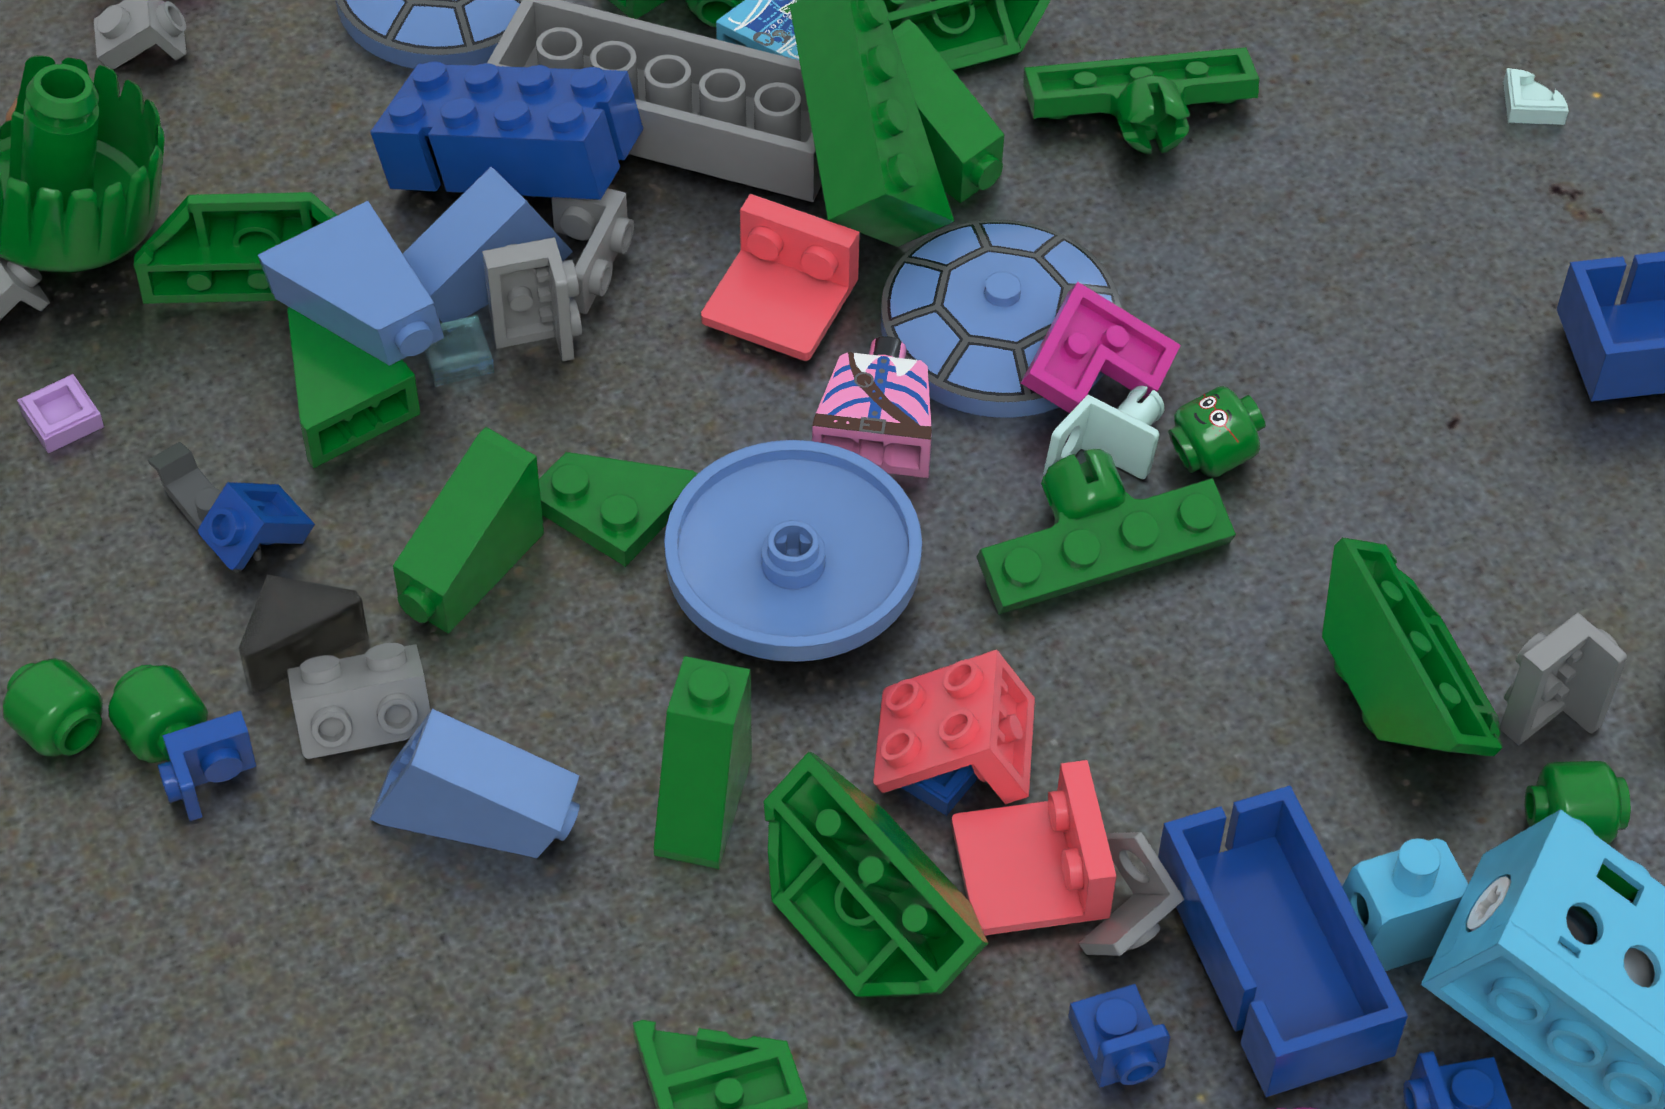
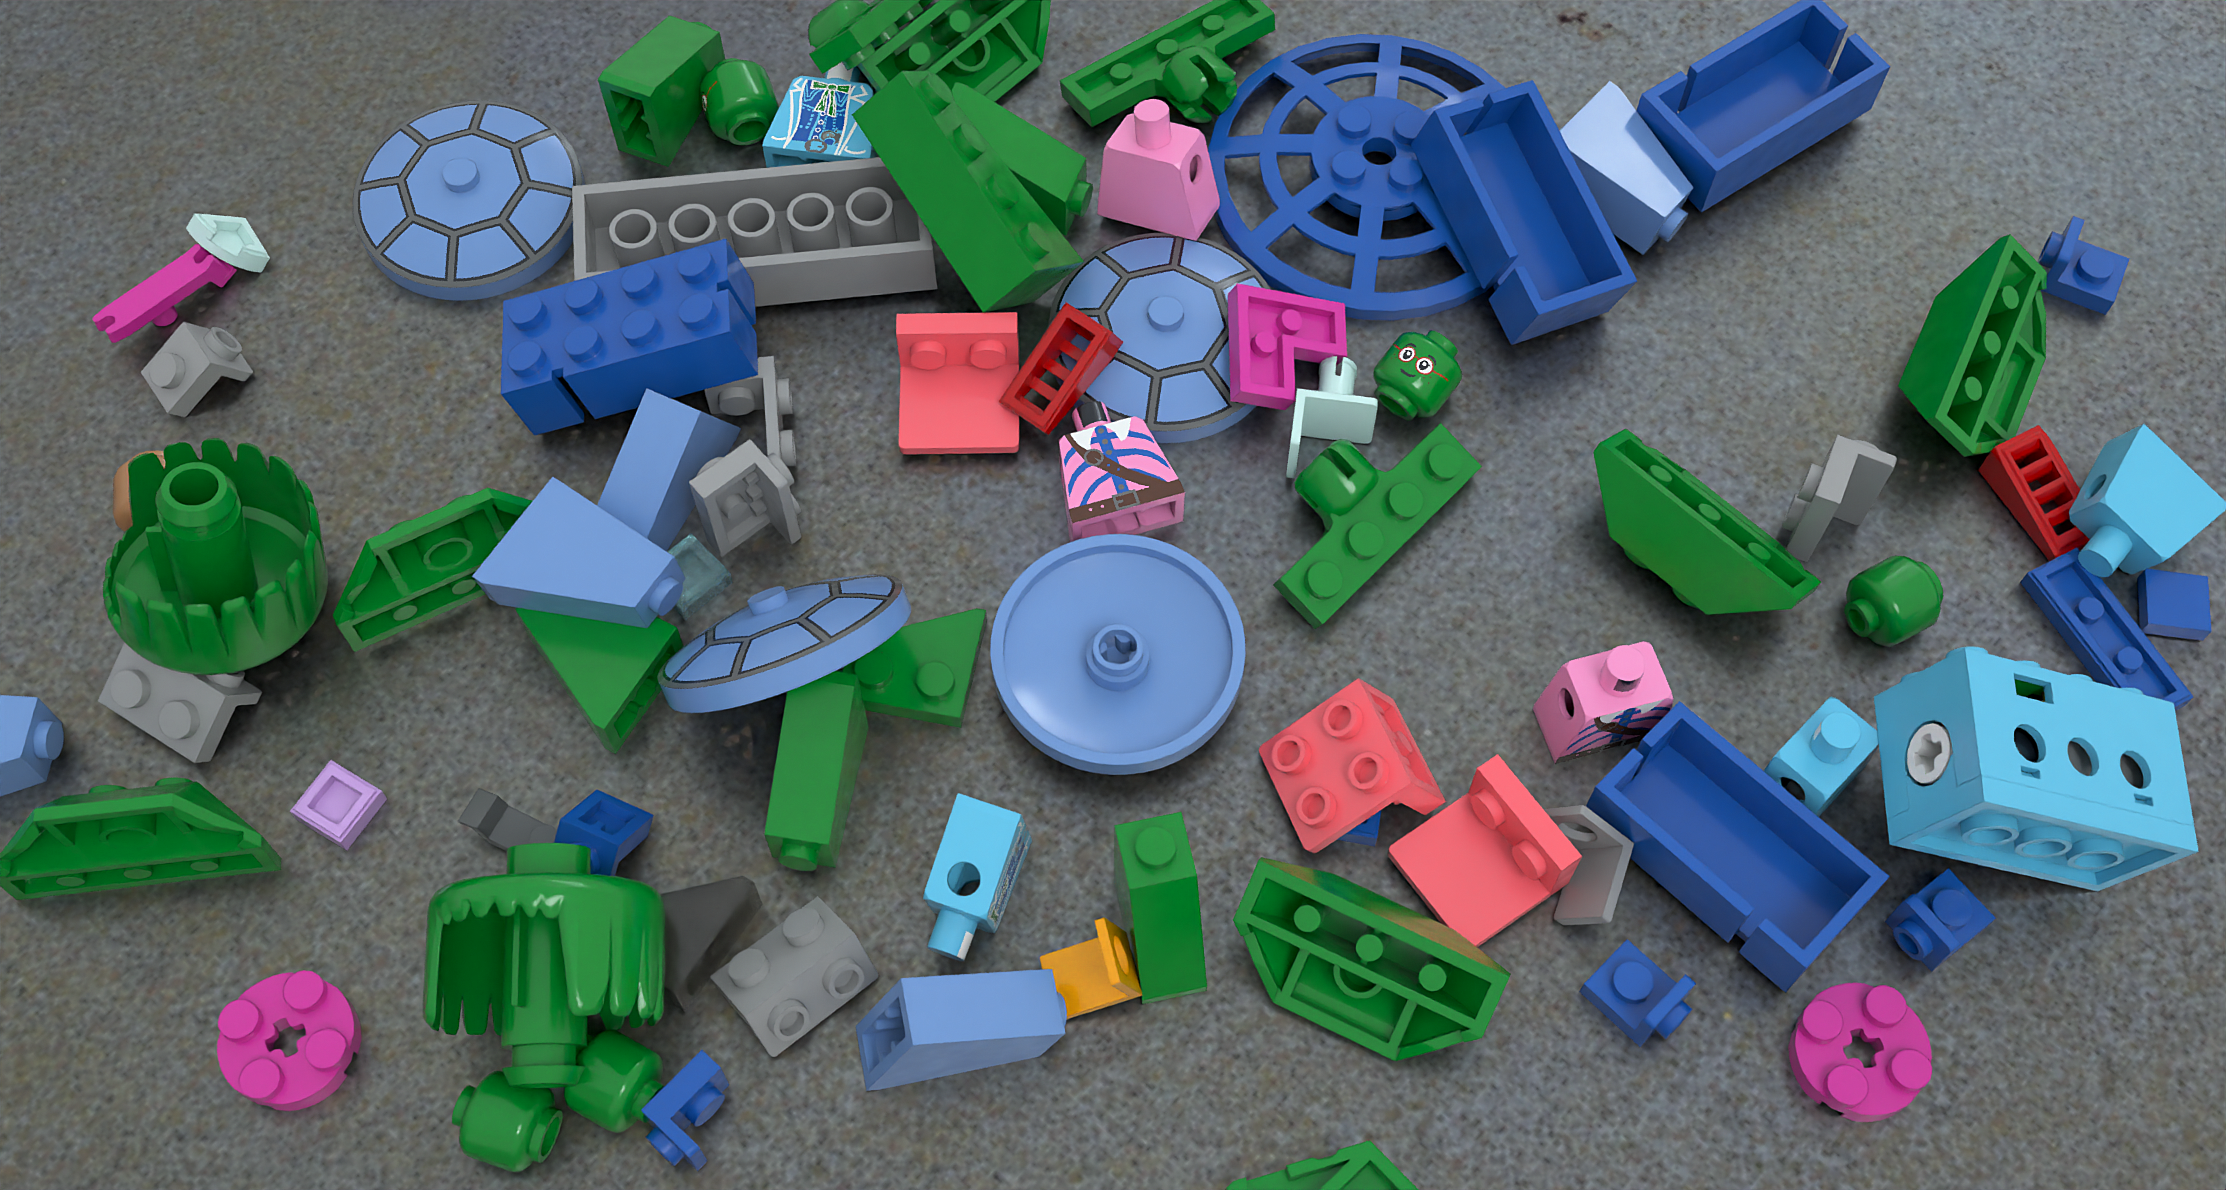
camera: 25 degrees left, 10 degrees up
(143, 564) = (545, 955): none -> green piece
(493, 400) = (783, 641): none -> medium blue dish
(560, 671) = (981, 847): none -> medium azure torso
(620, 803) = (1095, 971): none -> light orange bracket
(886, 275) = (1055, 341): none -> red slope
(1062, 170) = (1158, 174): none -> bright pink torso
(1226, 760) = (1613, 699): none -> bright pink torso
(1287, 269) = (1346, 177): none -> blue dish
(1392, 324) = (1522, 211): none -> blue piece
(1516, 328) = (1627, 170): none -> slope

